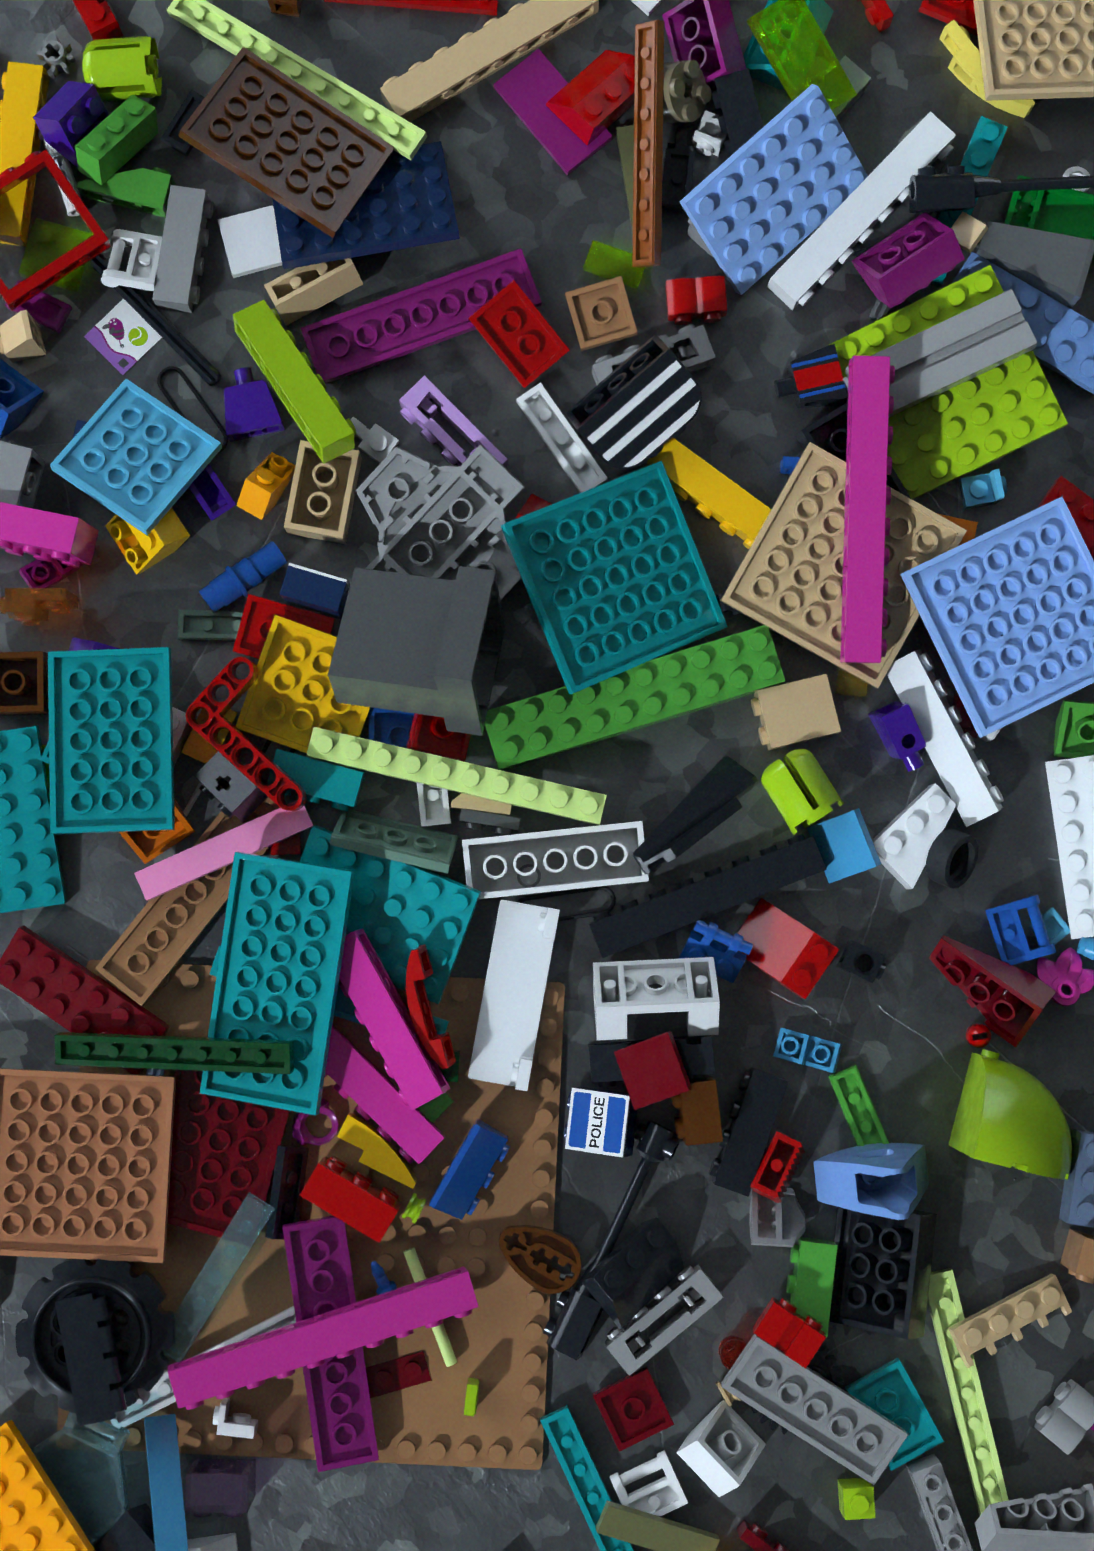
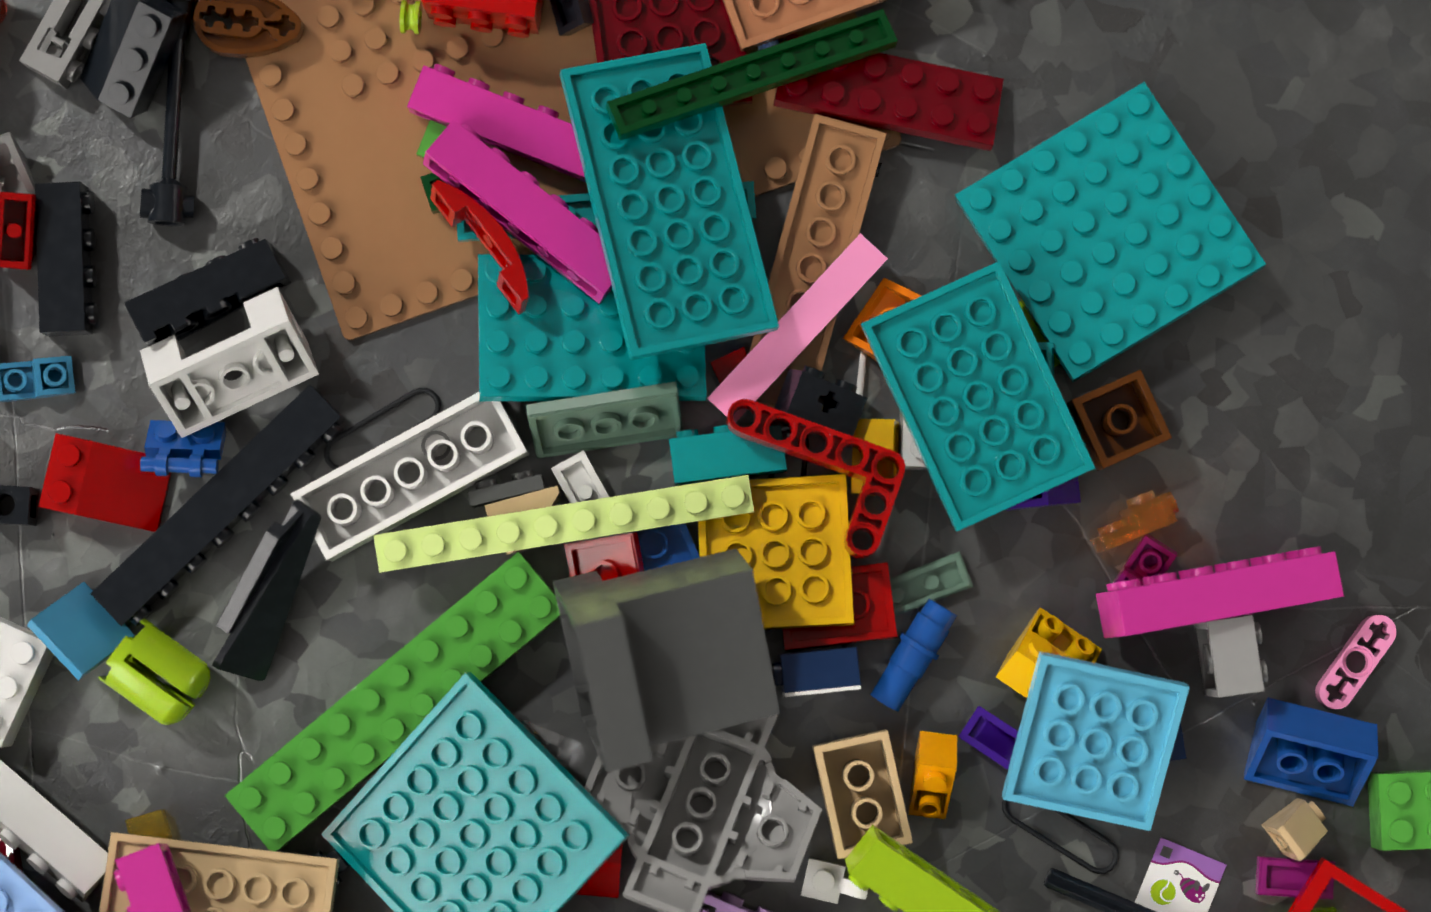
camera: 160 degrees right, 0 degrees up
(250, 408) = (992, 860): dark purple torso -> none
(301, 1131) = (571, 46): magenta piece -> none
(377, 1152) = (479, 61): yellow slope -> none
(470, 1170) = (364, 83): blue slope -> none
(513, 994) = (396, 302): white bracket -> none
(600, 1122) = (237, 199): piece -> none
(652, 1070) = (197, 277): dark red tile -> none
(698, 1113) = (129, 254): reddish brown brick -> none
(796, 712) = (199, 765): tan brick -> none
(893, 724) = (67, 791): dark purple torso -> none

